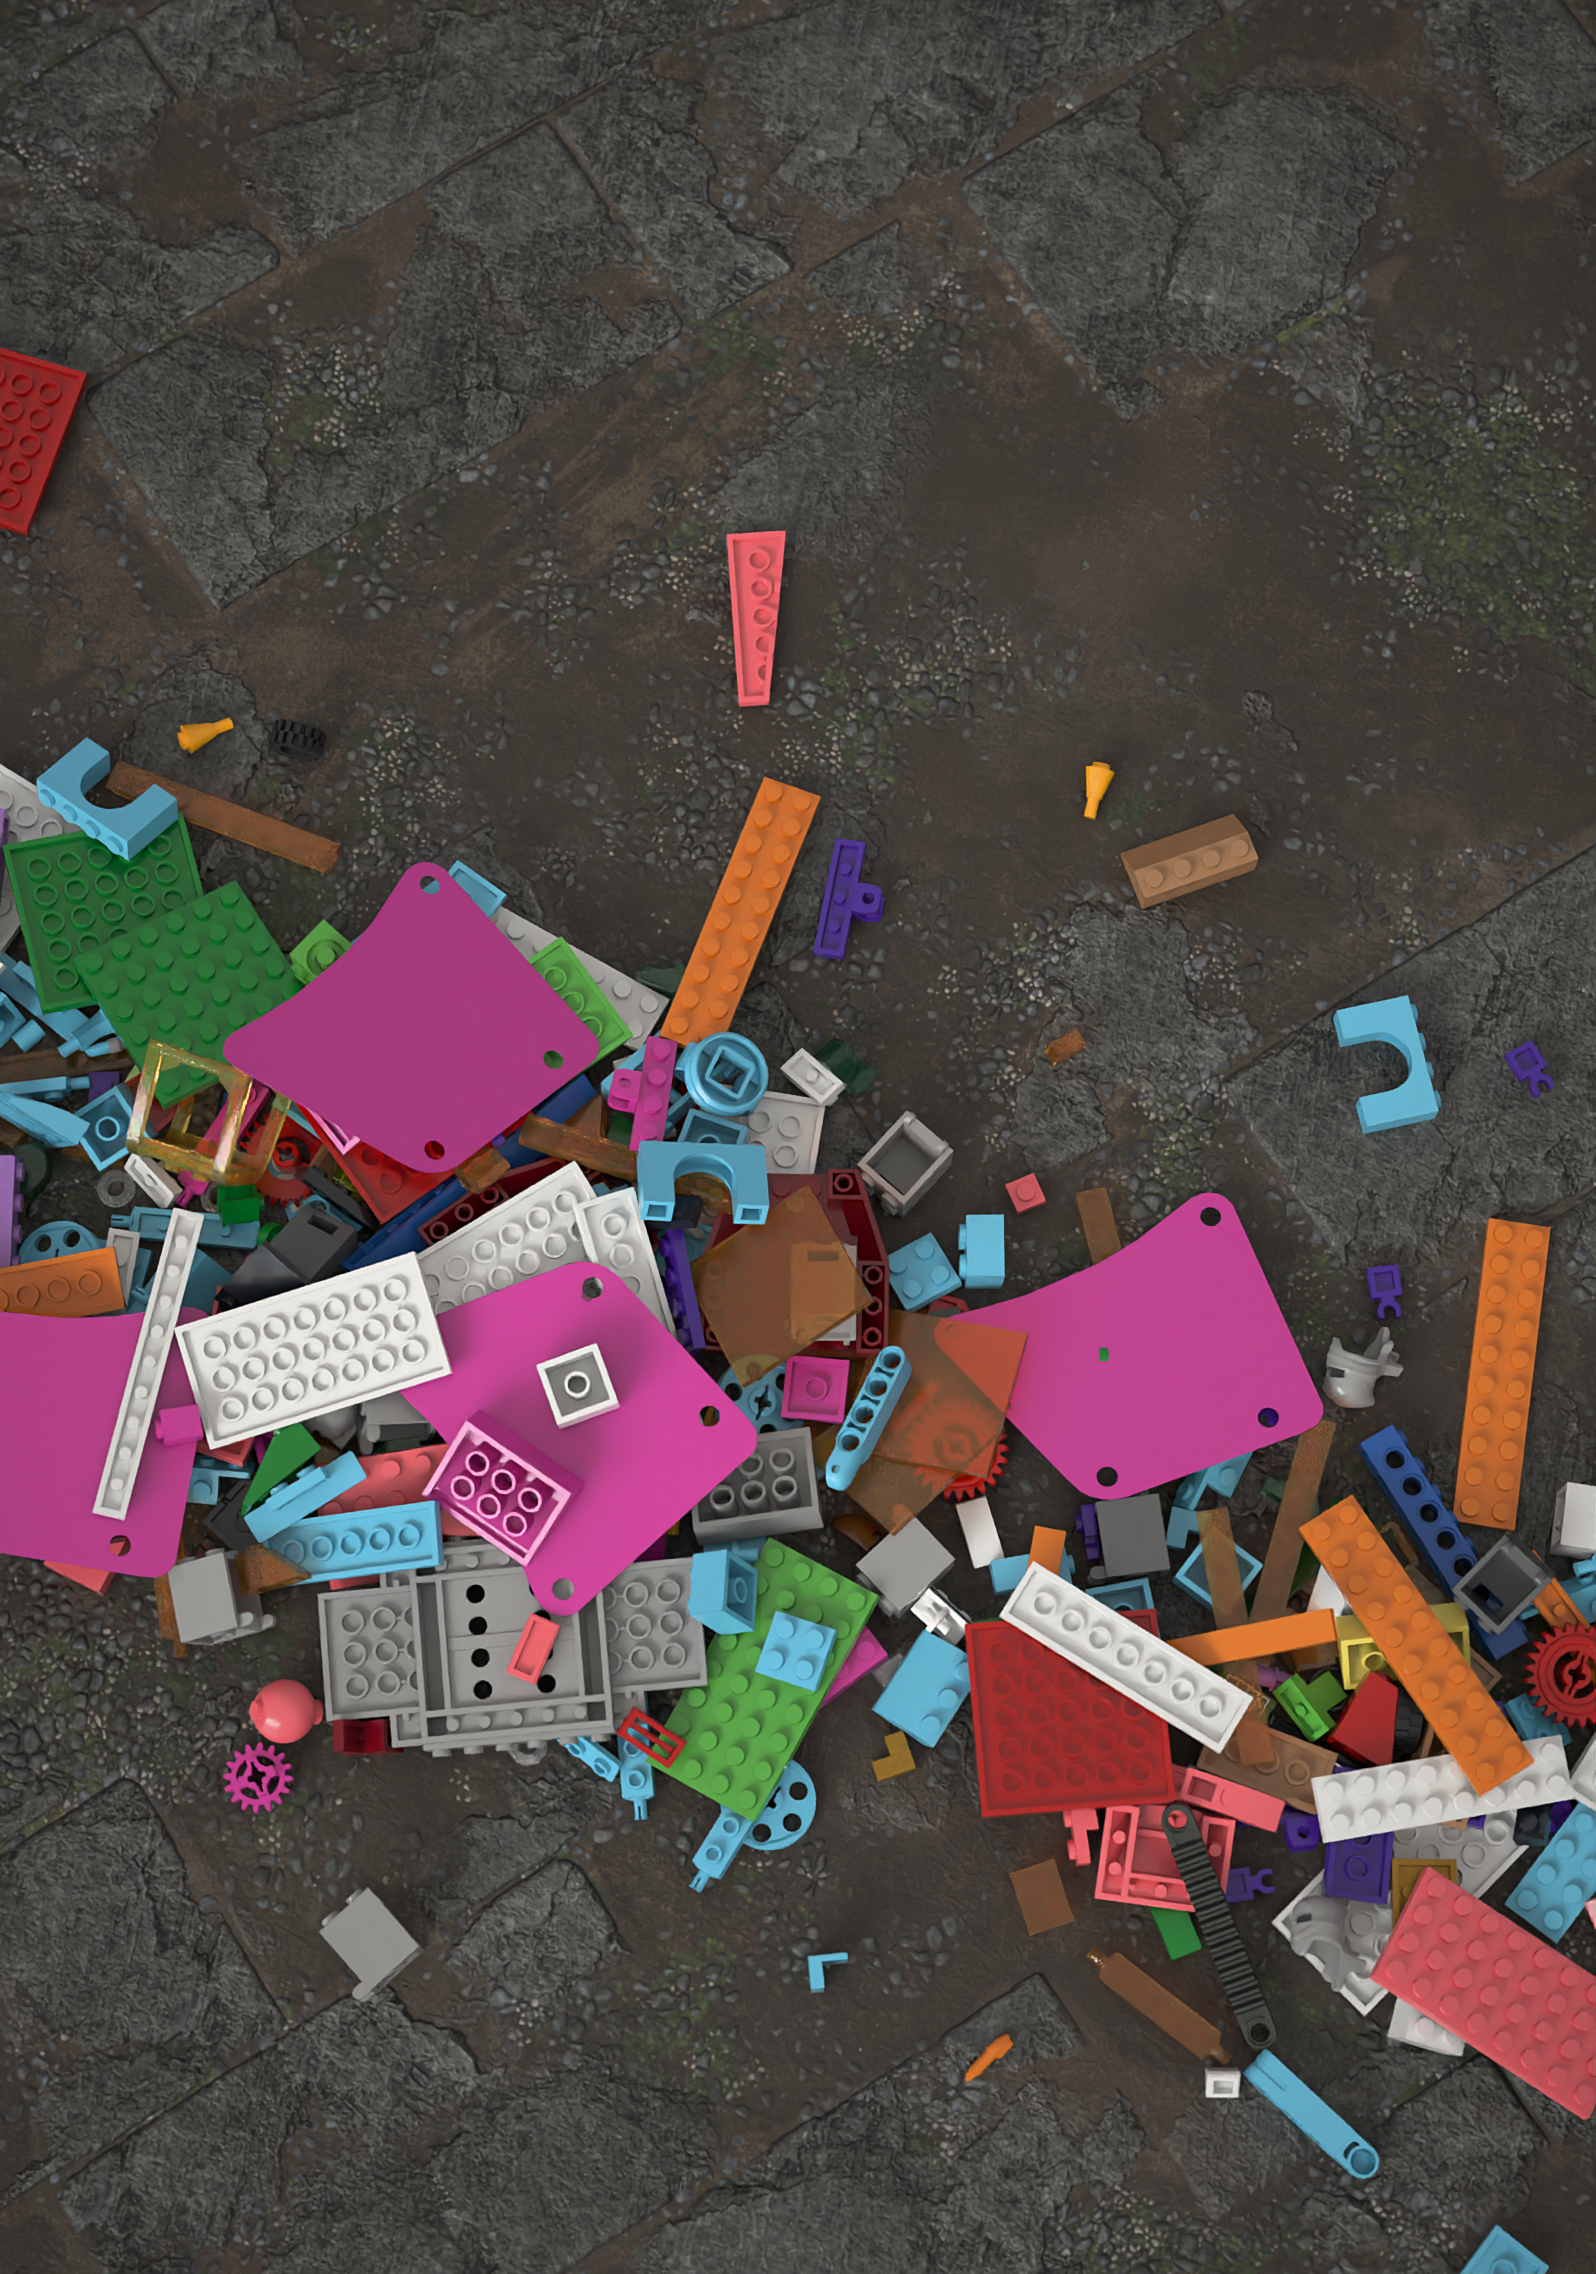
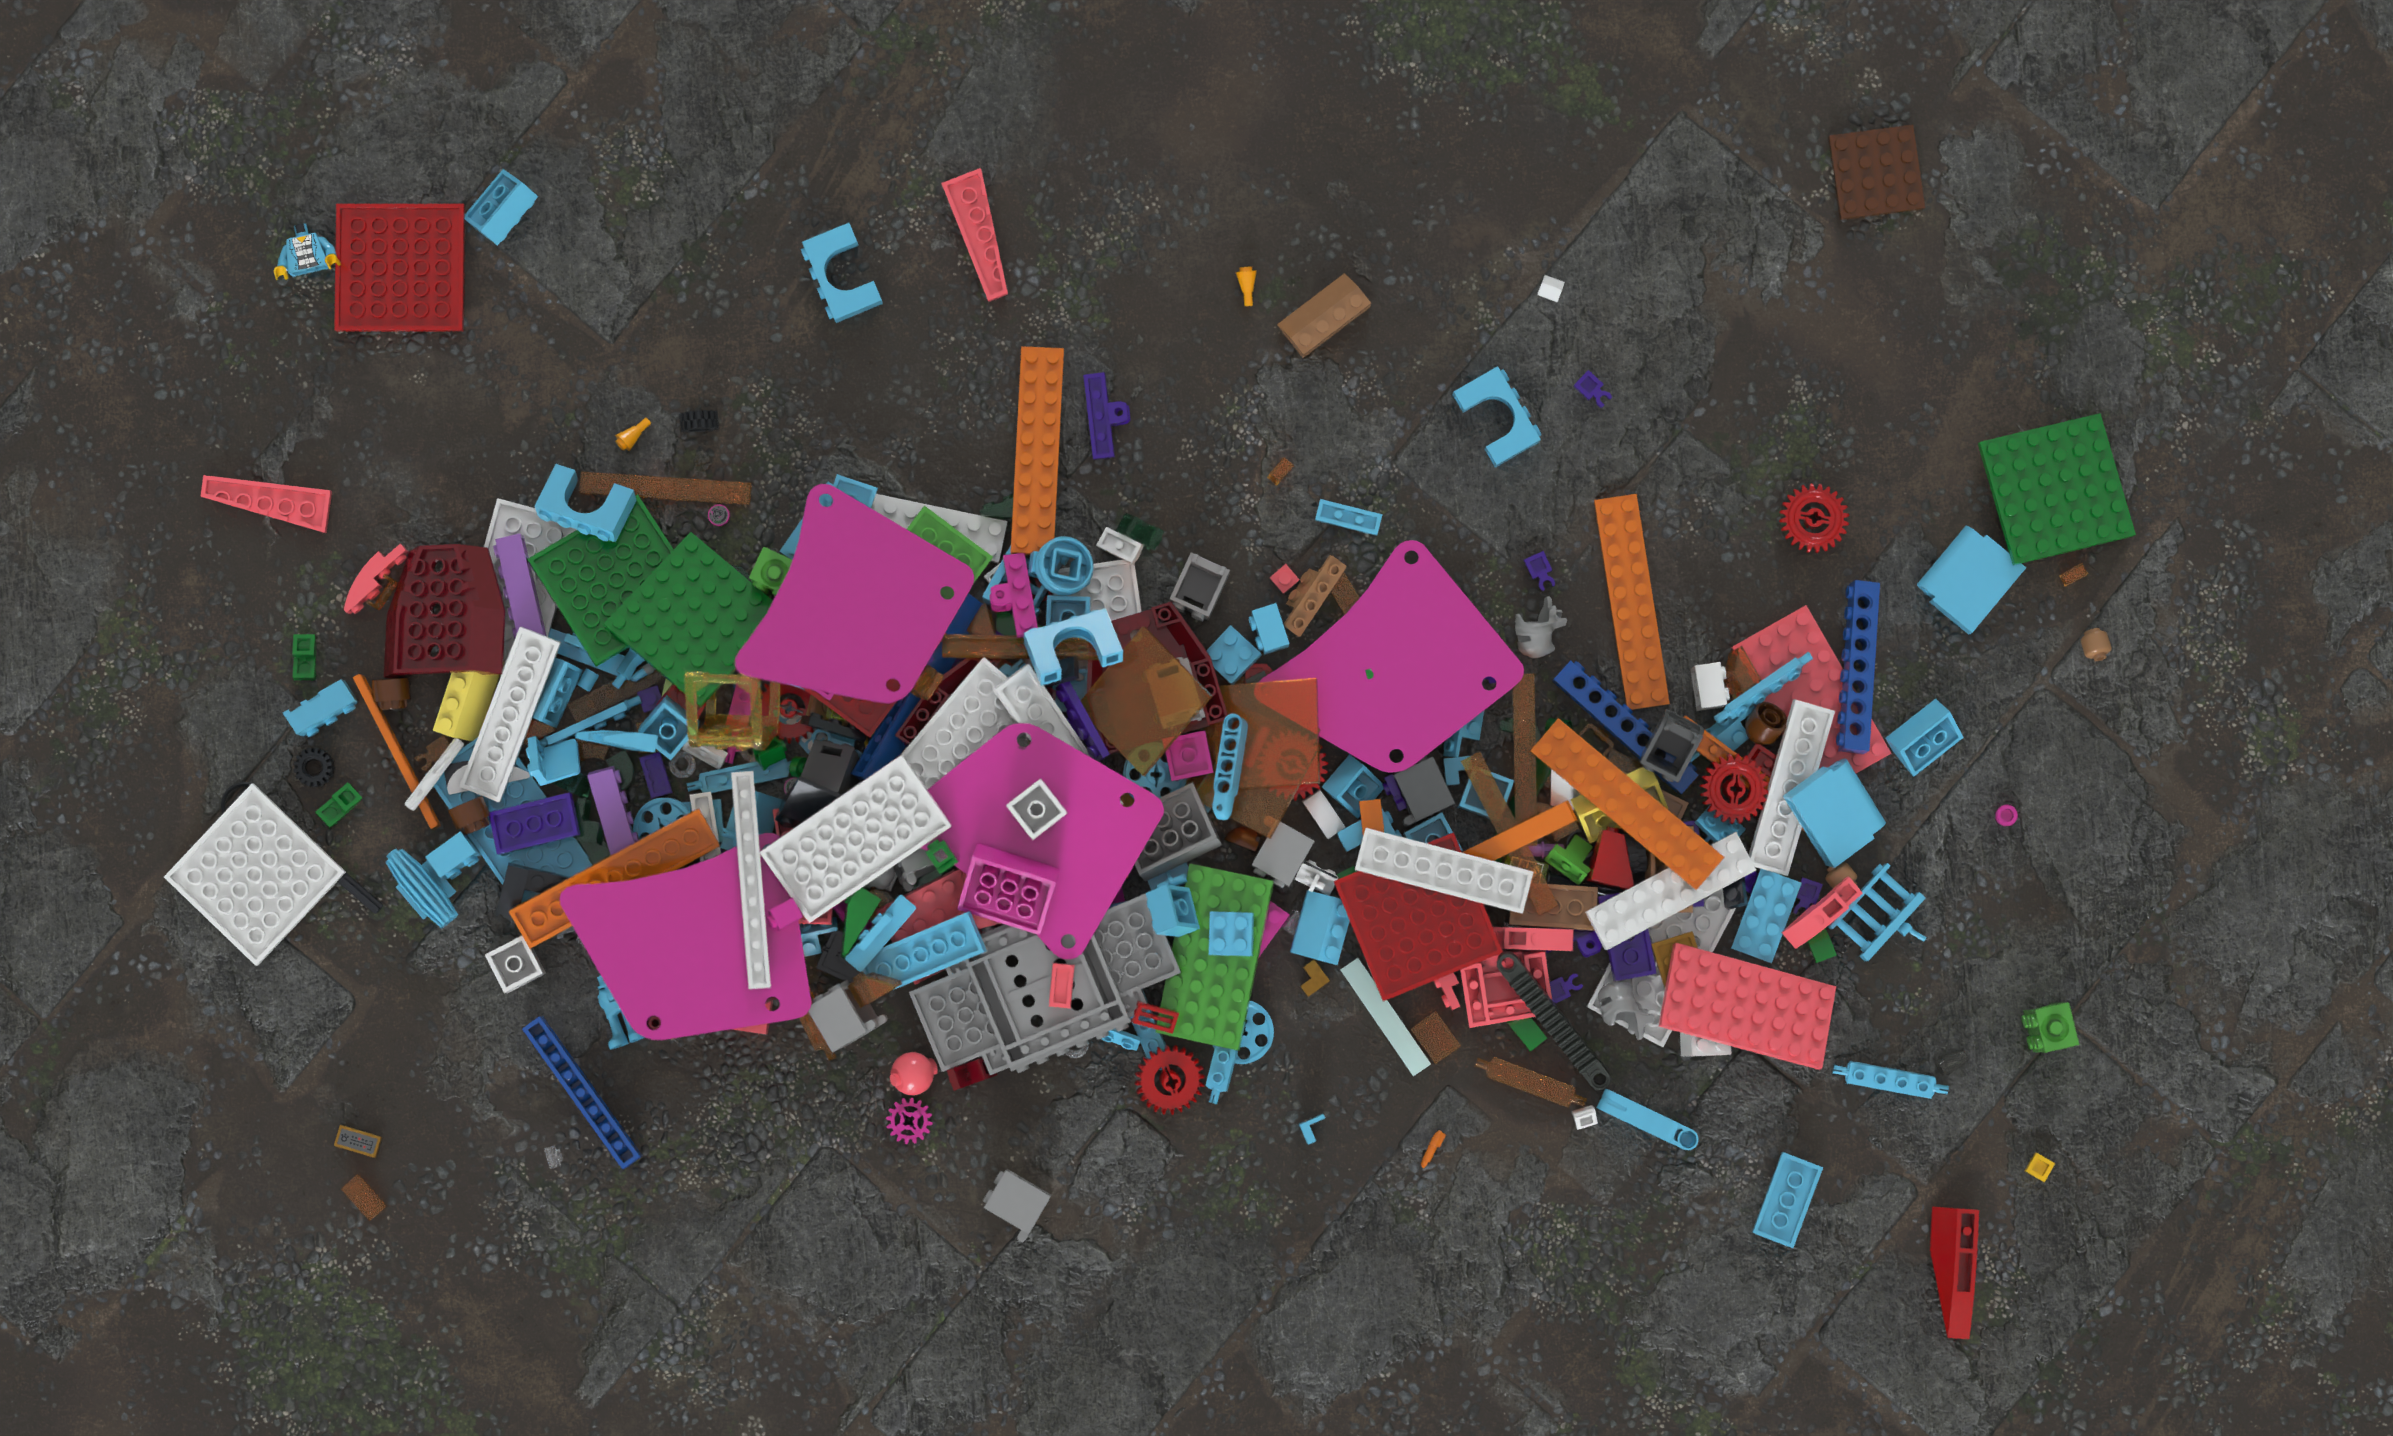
camera: 20 degrees left, 10 degrees up
(75, 1191) = (656, 775): none -> dark purple plate
(133, 393) = (500, 207): none -> medium azure slope
(282, 874) = (719, 515): none -> tile
(424, 1410) = (941, 855): none -> green window
(535, 574) = (820, 251): none -> medium azure arch
(644, 1867) = (1175, 1098): none -> red gear
(979, 1846) = (1385, 1017): none -> light aqua tile
(1032, 1500) = (1352, 784): none -> medium azure slope
(1056, 1223) = (1311, 594): none -> medium nougat bracket
(1139, 1137) = (1348, 517): none -> medium azure plate
(1510, 918) = (1551, 288): none -> white slope

